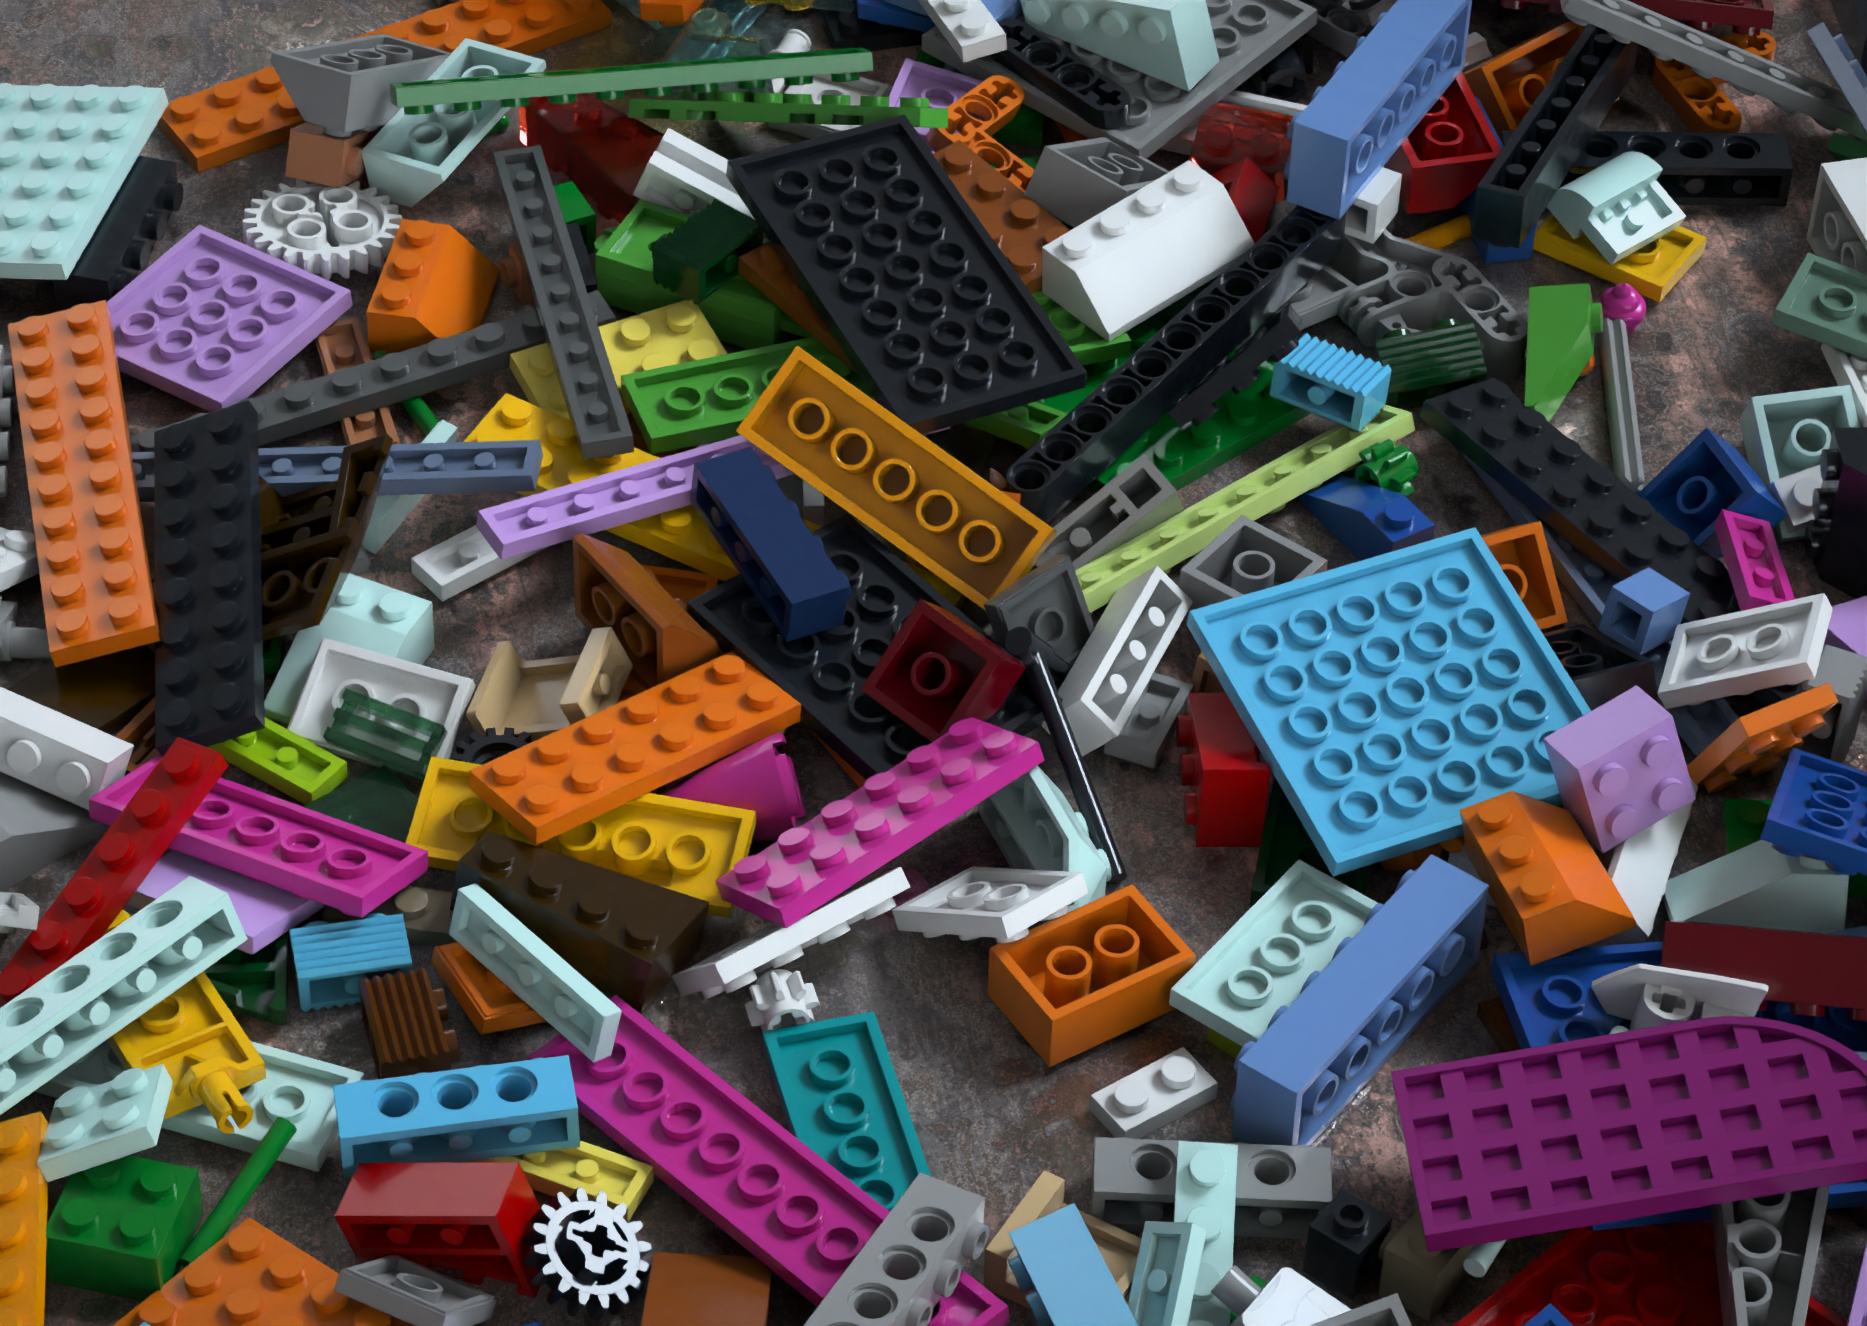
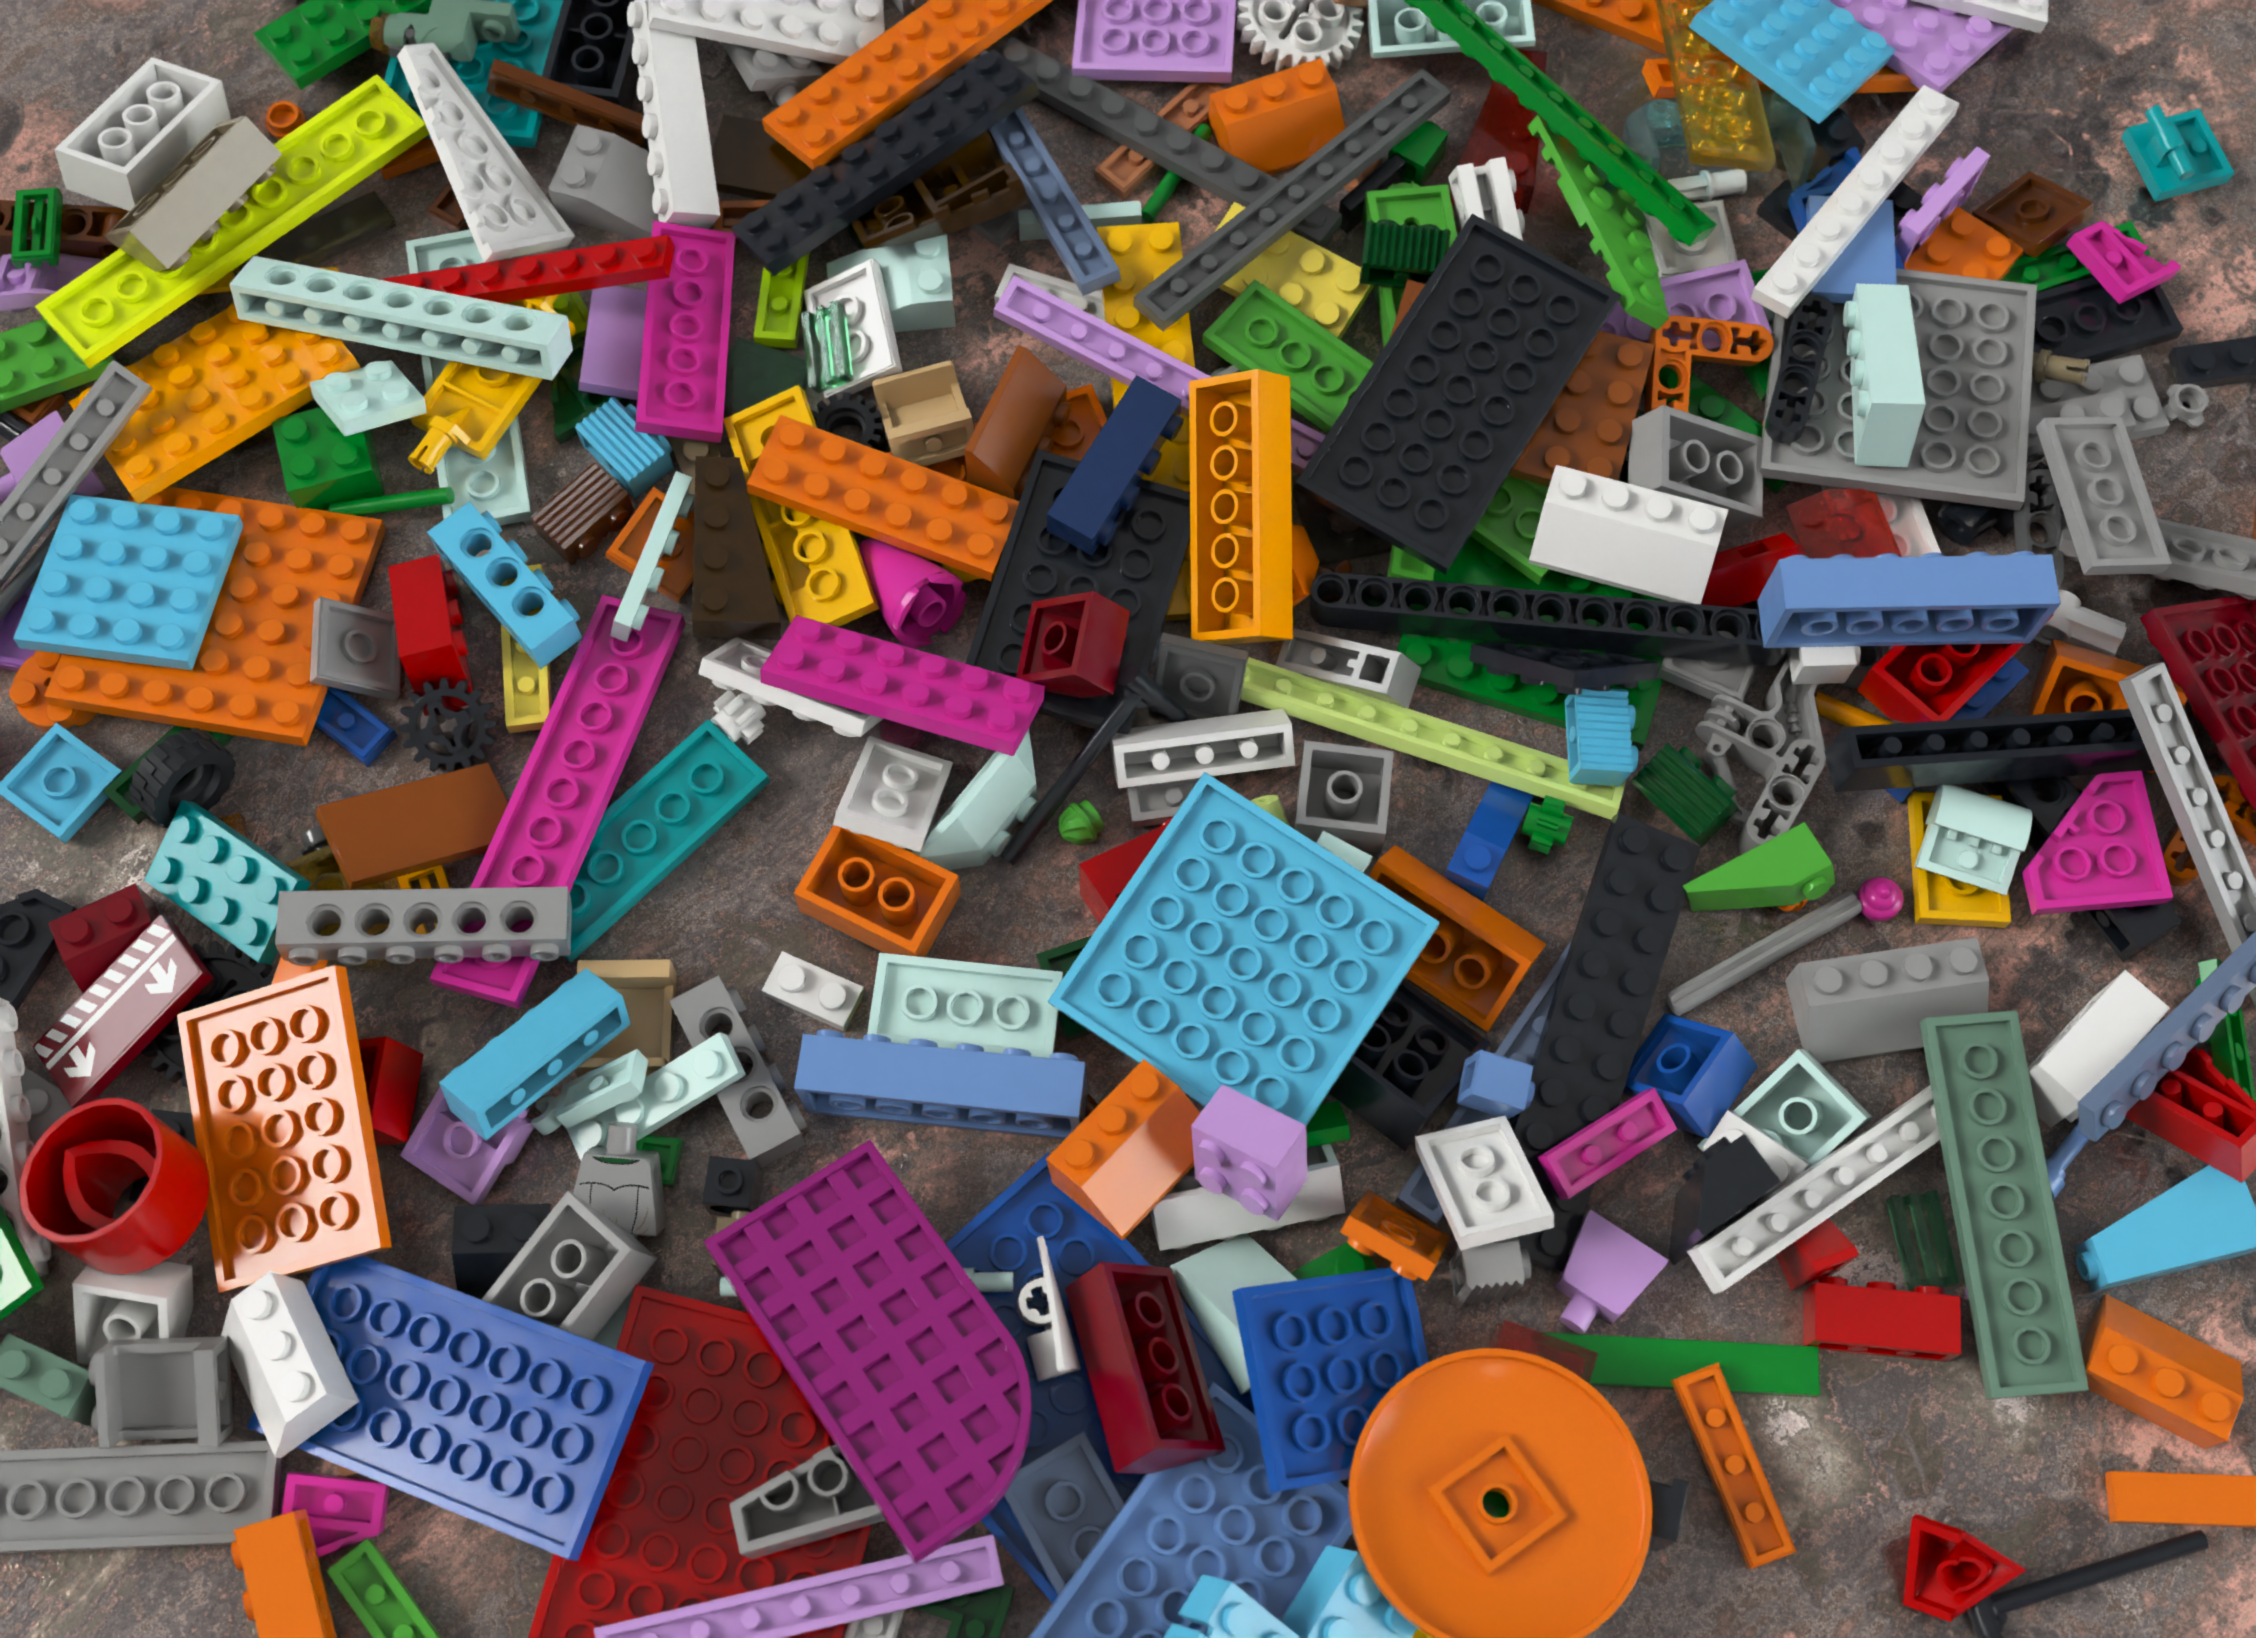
camera: 60 degrees right, 25 degrees up
(1123, 796) = (1080, 823): none -> bright green plate
(1690, 136) = (2101, 852): none -> dark pink plate
(1724, 345) = (1877, 999): none -> light grey slope

